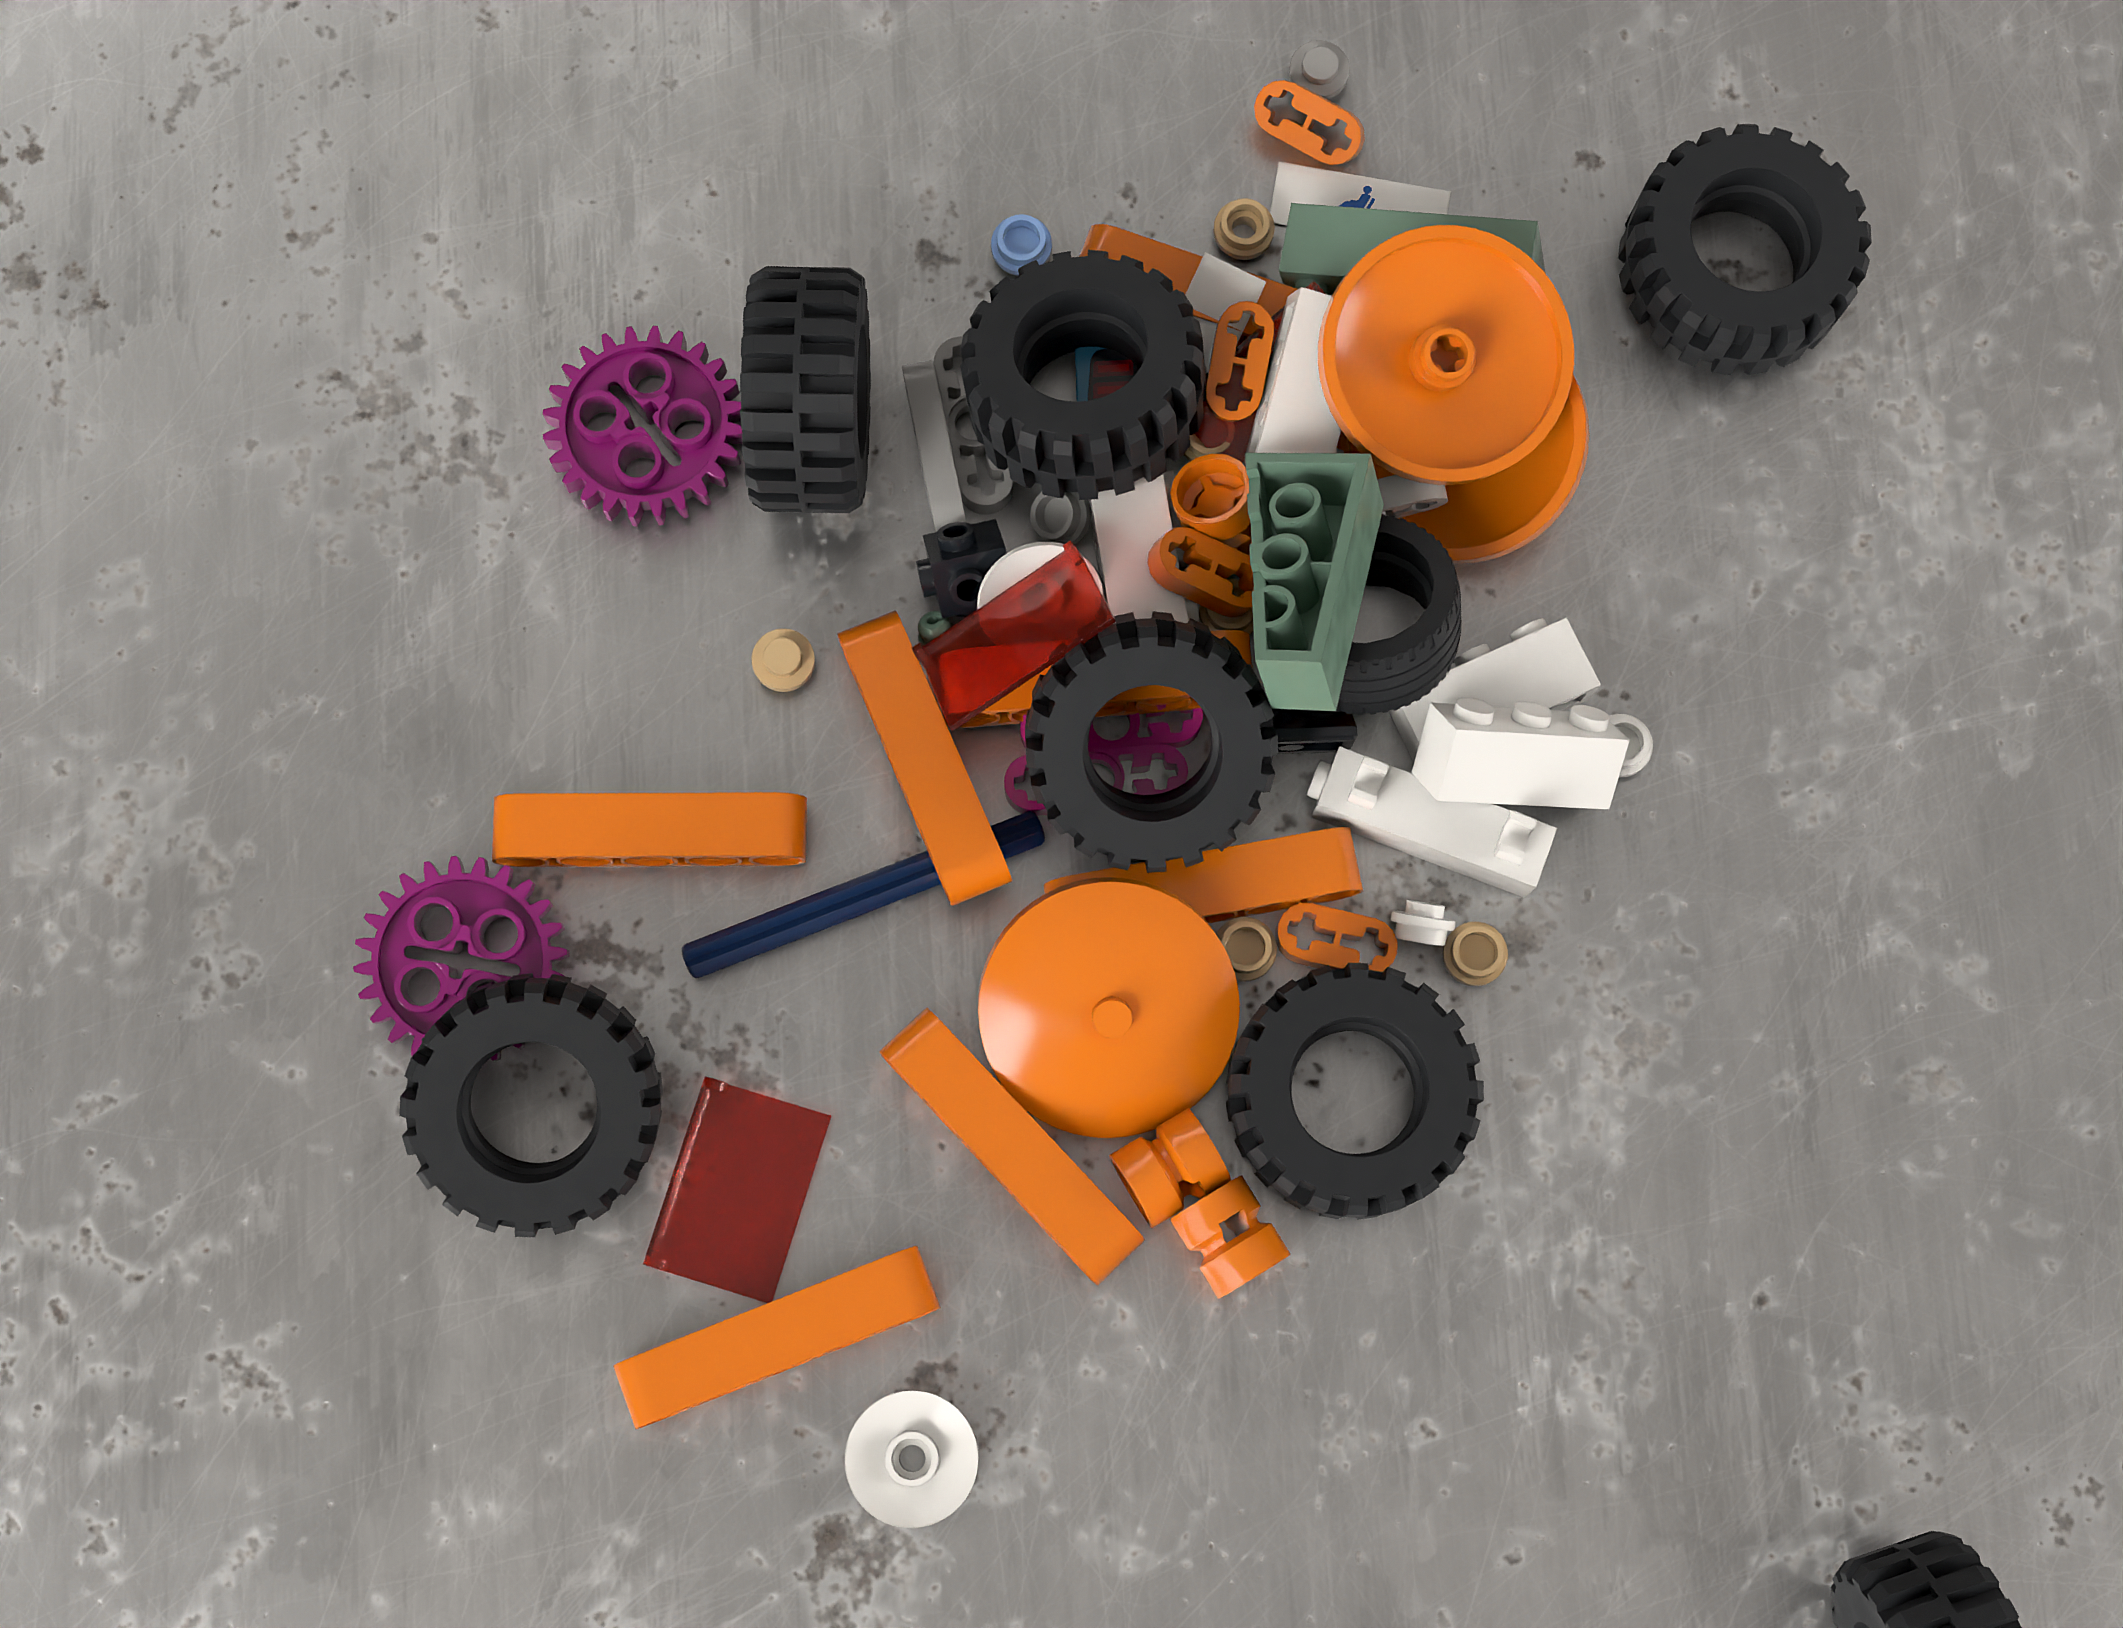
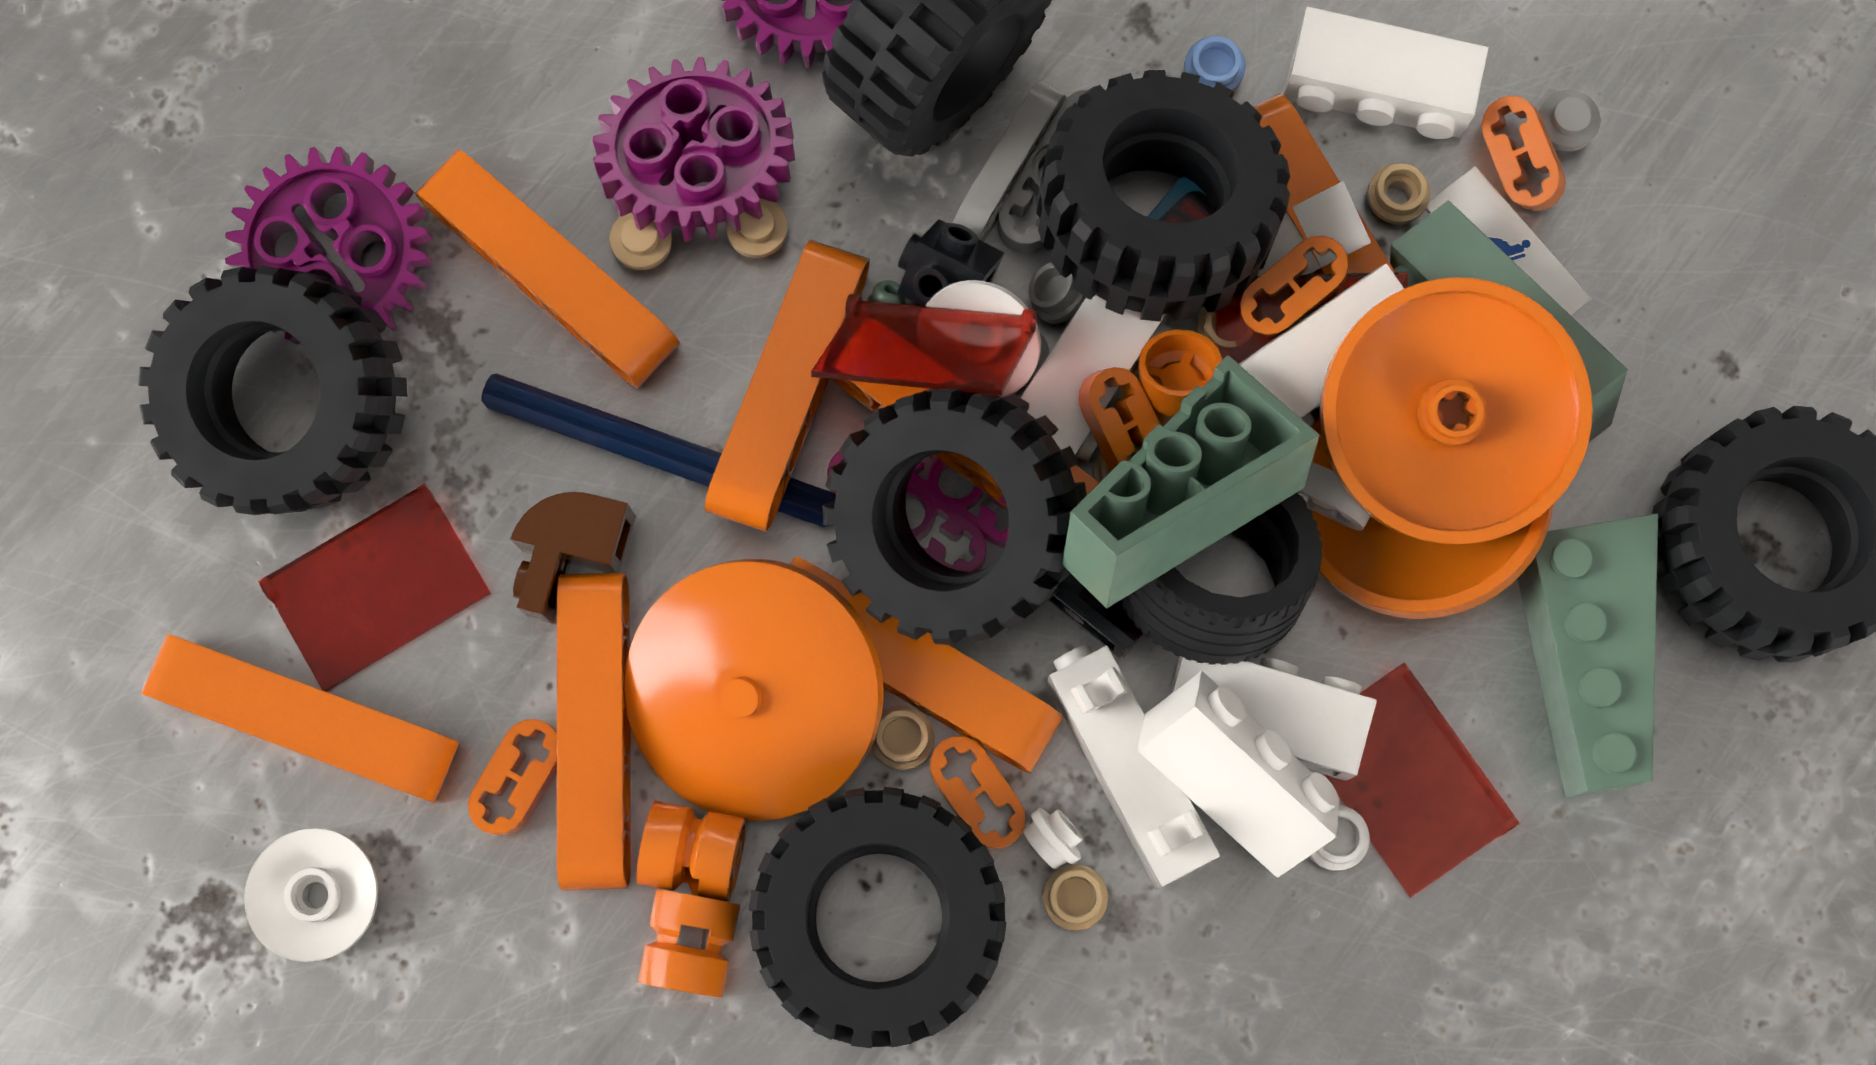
camera: 45 degrees right, 0 degrees up
(626, 652) = (694, 149): none -> magenta gear
(701, 745) = (637, 247): none -> tan plate
(855, 1012) = (563, 532): none -> reddish brown brick
(968, 1238) = (504, 768): none -> orange beam
(1155, 146) = (1385, 73): none -> white brick
(1647, 655) = (1420, 787): none -> clear red piece
(1684, 449) = (1594, 649): none -> sand green wedge

